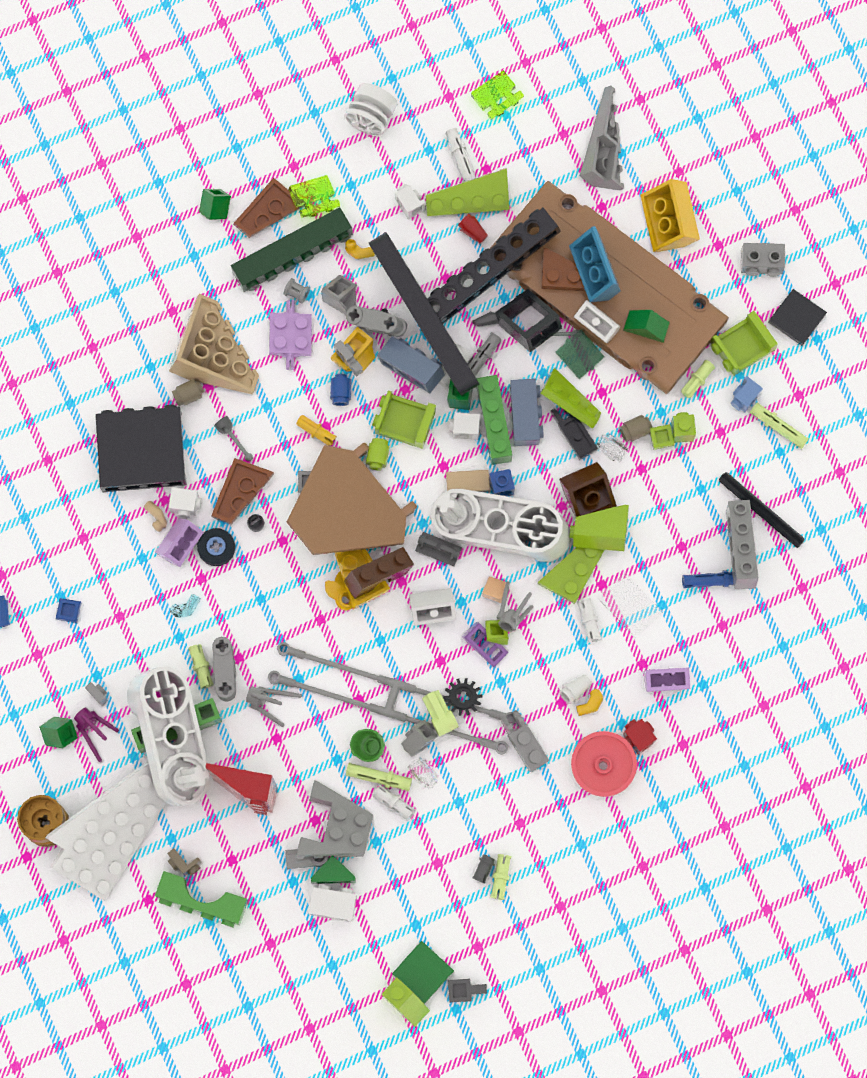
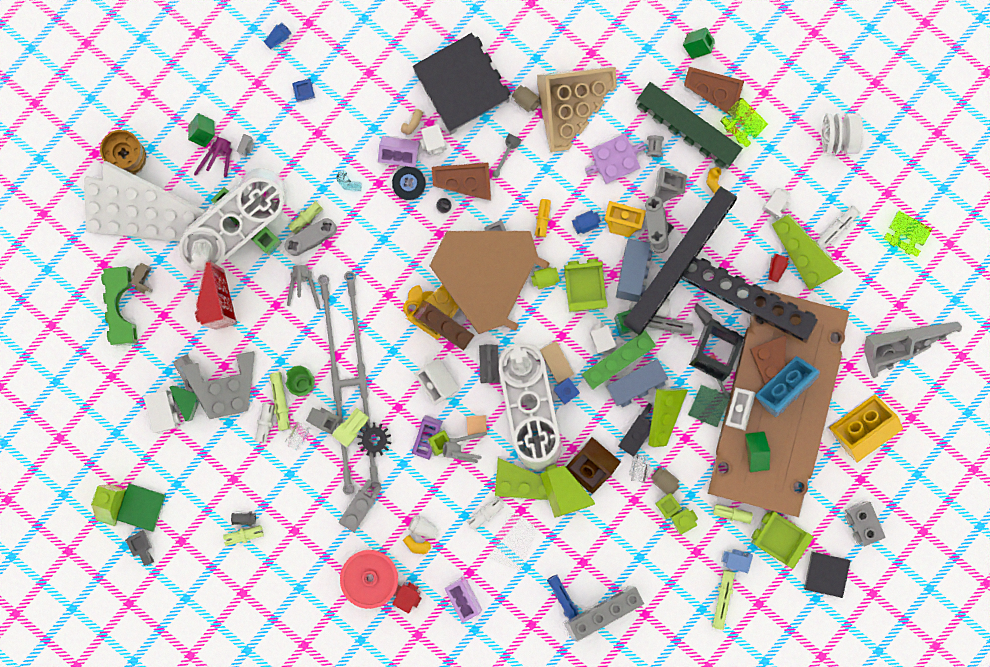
camera: 70 degrees right, 10 degrees up
(346, 353) = (616, 212): light grey plate -> none
(762, 510) = (644, 615): black axle -> none

